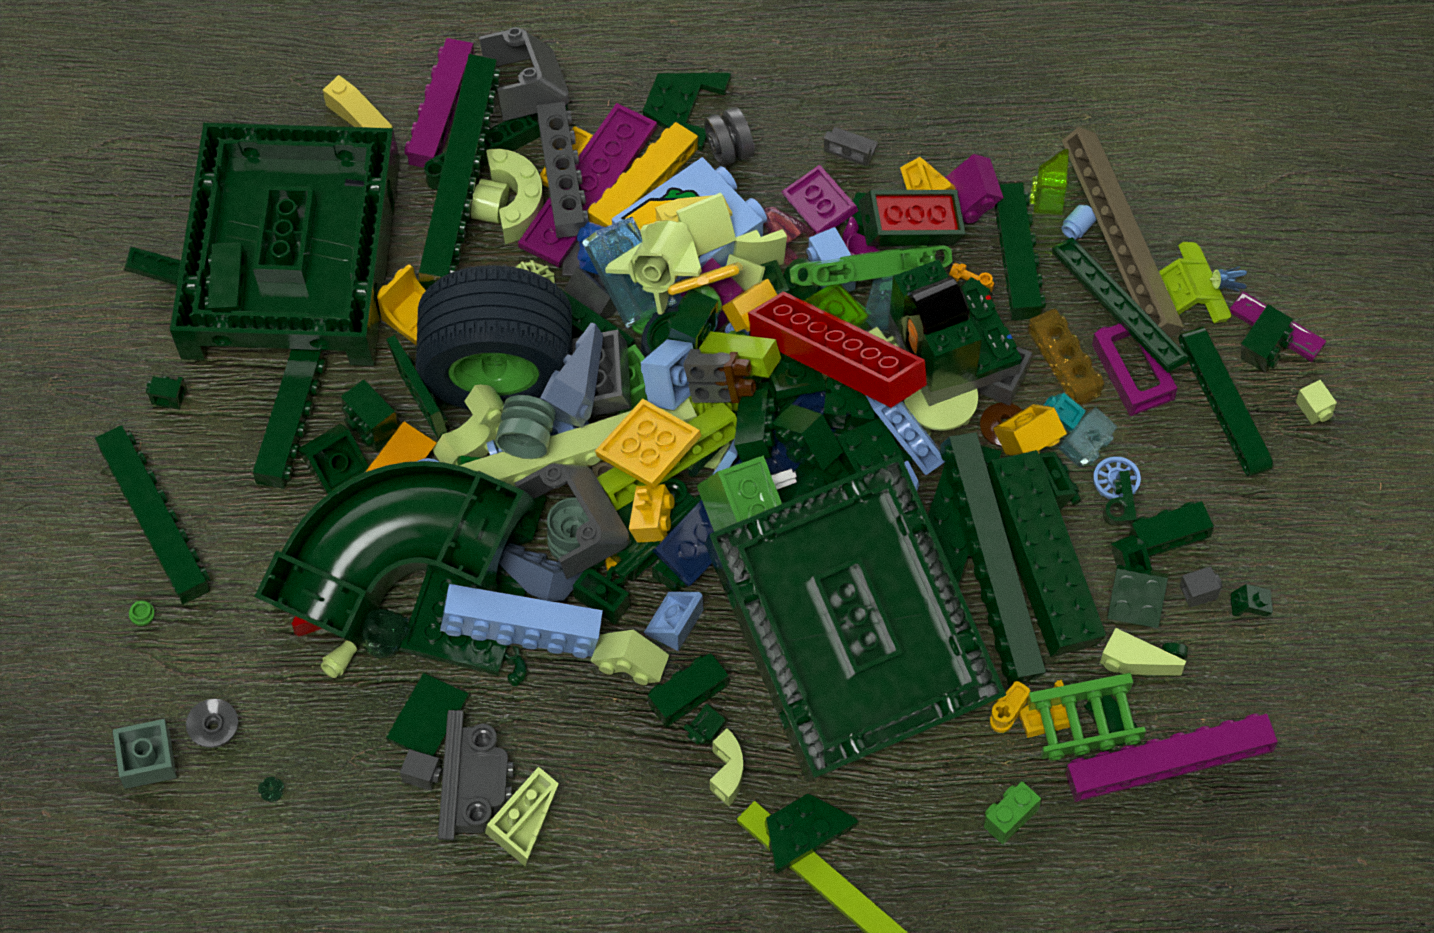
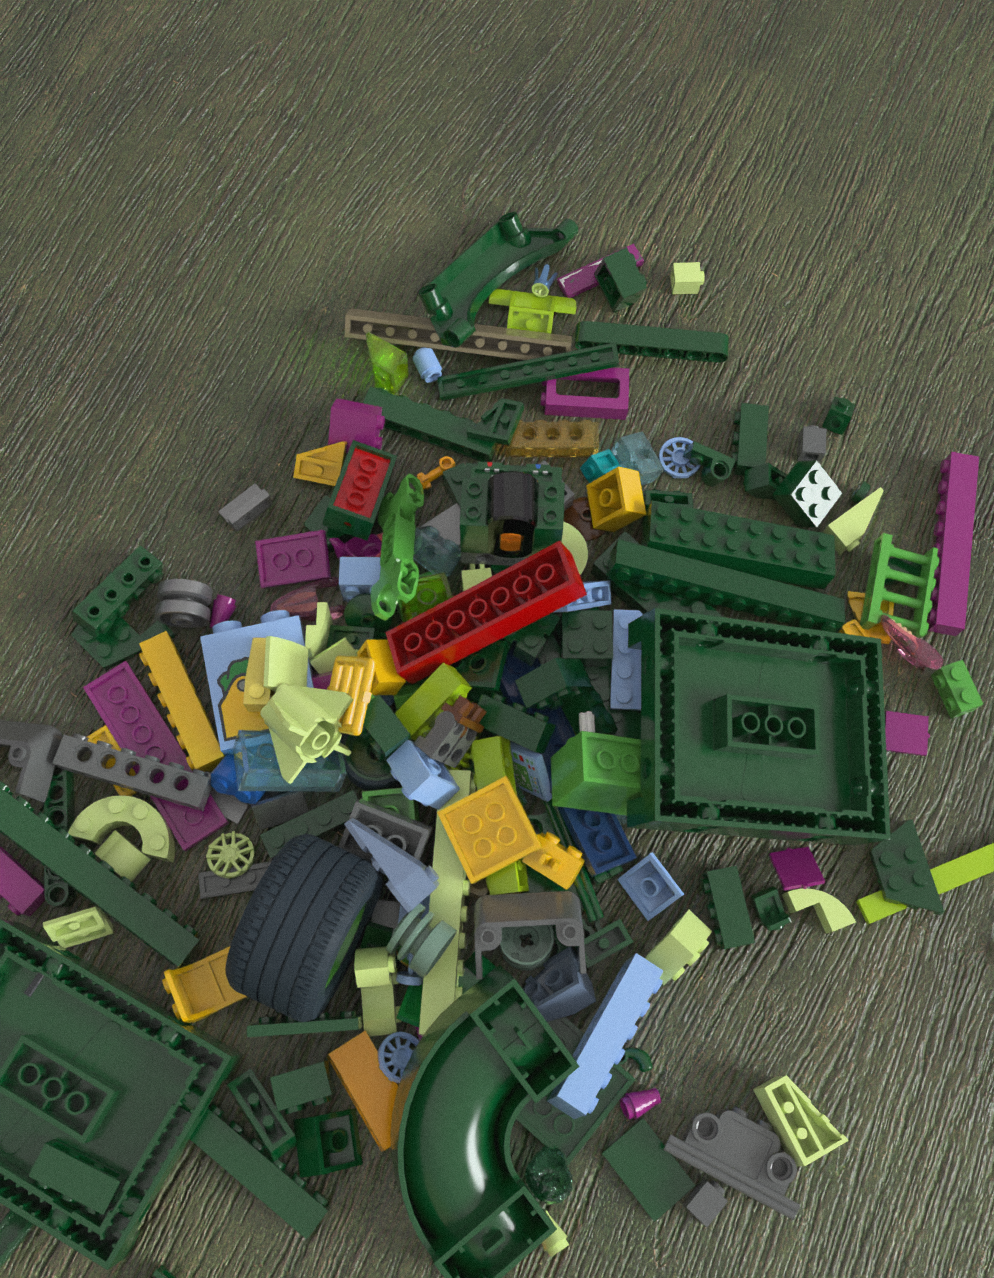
camera: 70 degrees left, 10 degrees up
(327, 400) = (262, 1114): none -> dark green brick
(415, 195) = (79, 927): none -> yellowish green slope
(479, 684) = (637, 1103): none -> magenta cone
(712, 84) = (117, 592): none -> dark green brick
(744, 171) = (222, 609): none -> magenta cone
(755, 733) = (796, 868): none -> magenta piece
(944, 789) = (906, 733): none -> magenta piece
(1028, 748) = (911, 648): none -> clear pink animal
(1048, 299) = (498, 423): none -> dark green wing
(1202, 218) = (486, 264): none -> dark green panel

